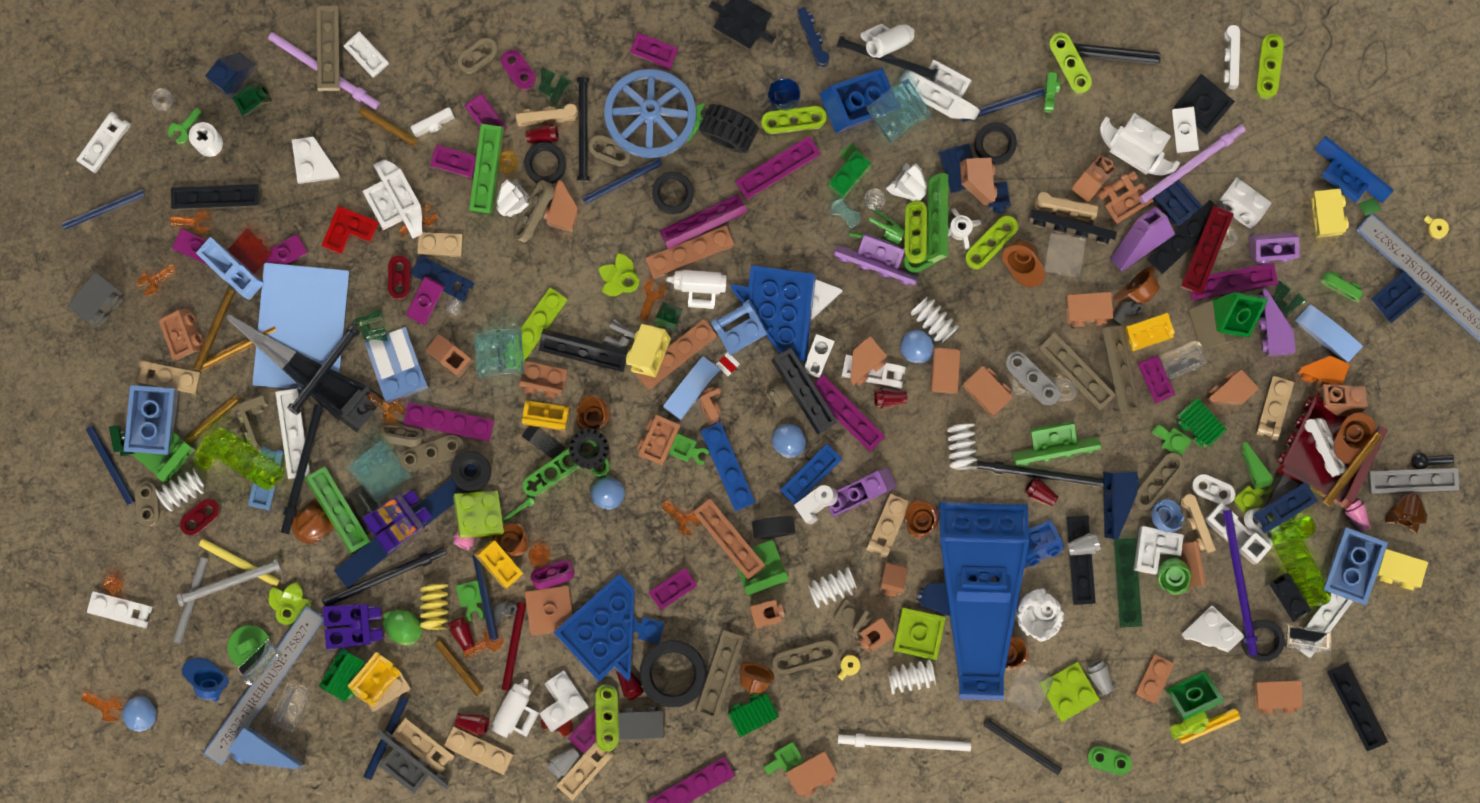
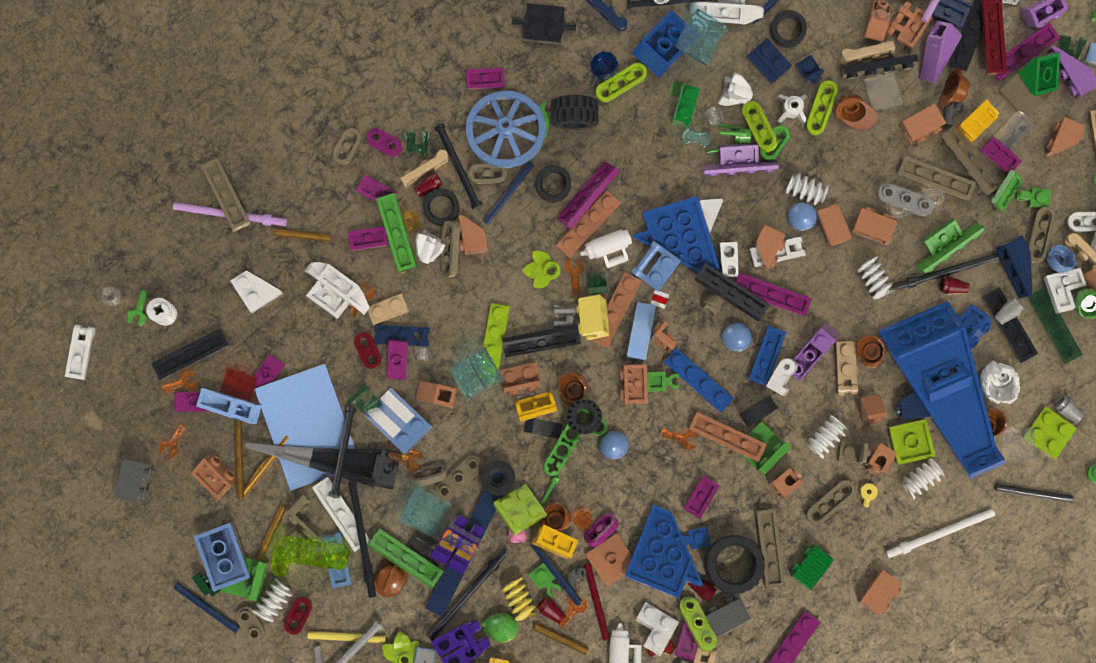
camera: 25 degrees left, 0 degrees up
(103, 209) = (104, 406): dark blue bar -> none
(169, 377) = (221, 515): tan plate -> none
(230, 73) = (156, 250): dark blue slope -> none
(252, 98) = (182, 262): dark green bracket -> none
(346, 224) = (305, 327): red plate -> none
(366, 54) = (258, 186): white plate -> none
(432, 123) = (336, 216): white plate -> none
(448, 422) = (461, 447): magenta plate -> none
(755, 677) = (800, 536): dark orange piece -> none
(777, 168) = (626, 126): magenta plate -> none
(786, 757) = (854, 589): bright green plate -> none
(889, 397) = (800, 266): dark red cone -> none
(938, 217) = (771, 107): bright green plate -> none
(978, 178) = (789, 62): nougat slope -> none
(1144, 418) = (1006, 191): none -> bright green plate
(1200, 423) = (1052, 174): green brick -> none

